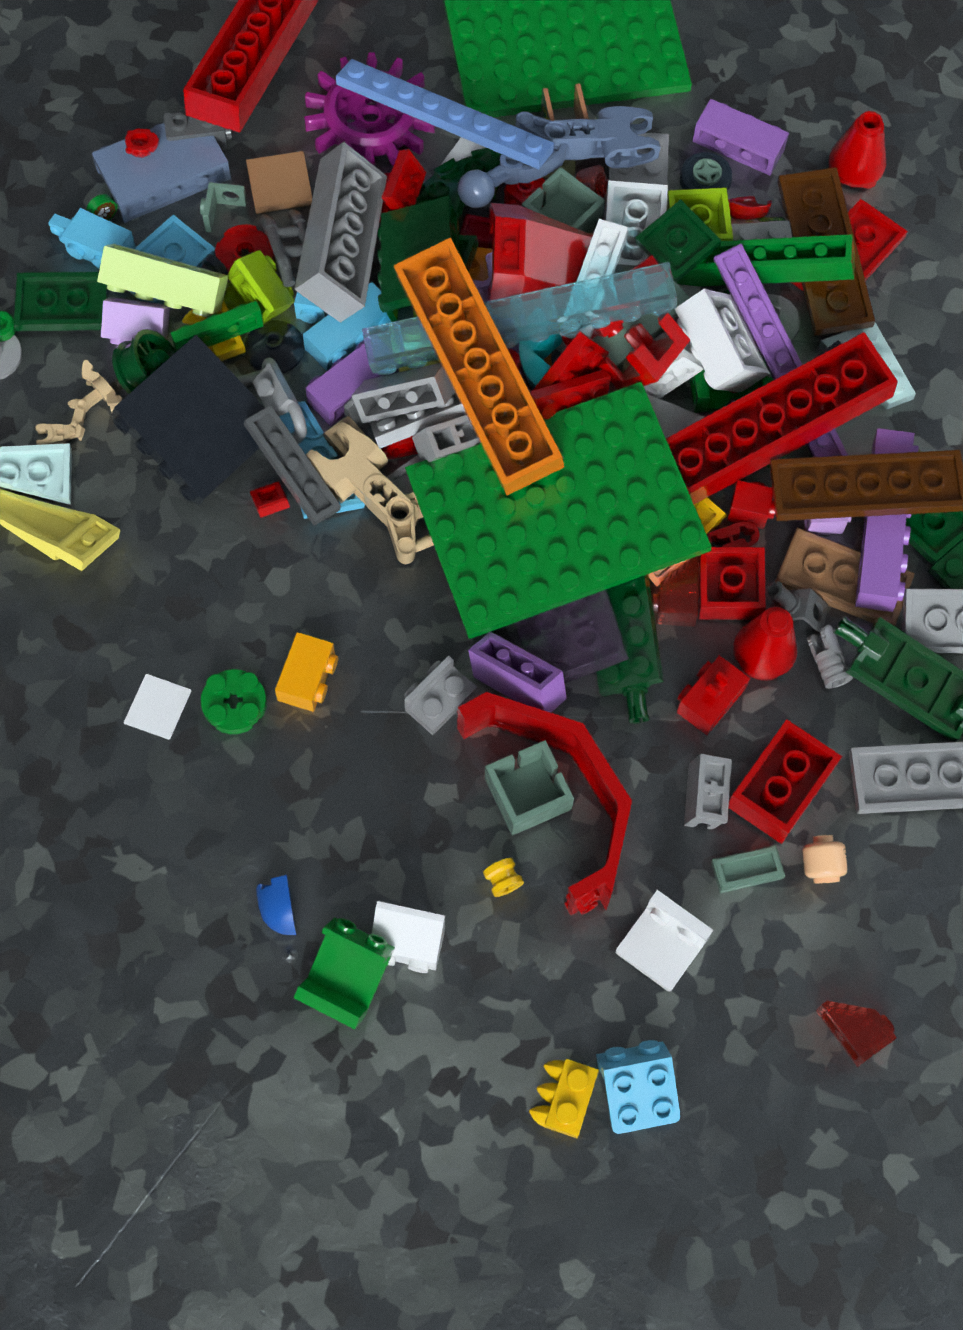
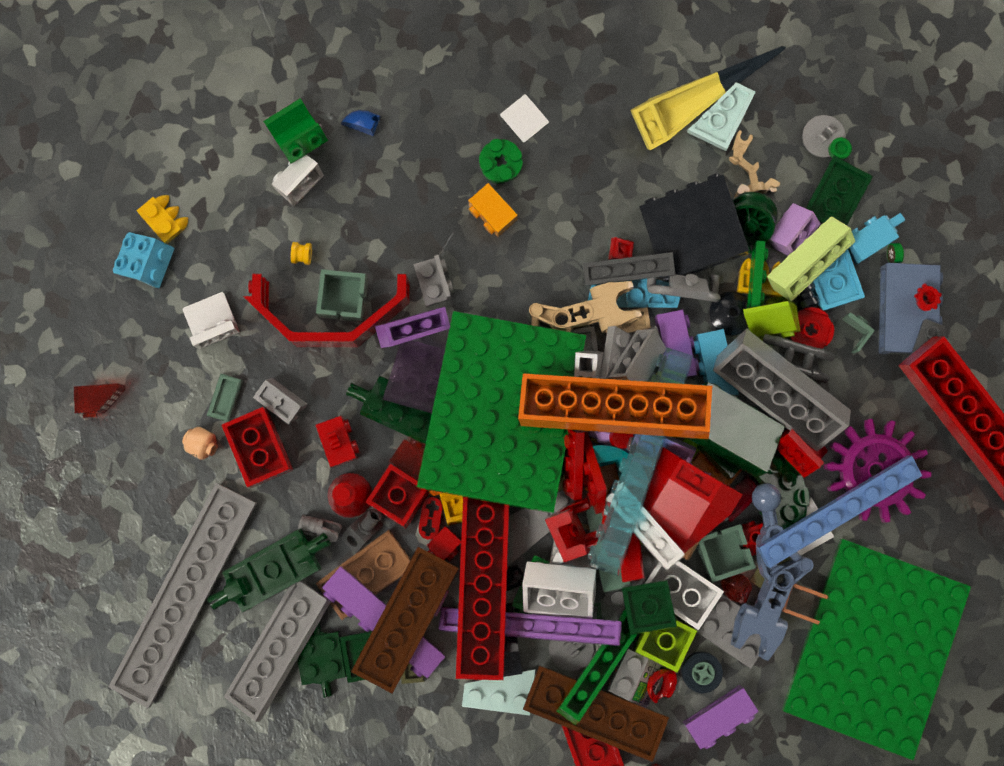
camera: 125 degrees right, 15 degrees up
(279, 182) = (856, 382): medium nougat tile -> none

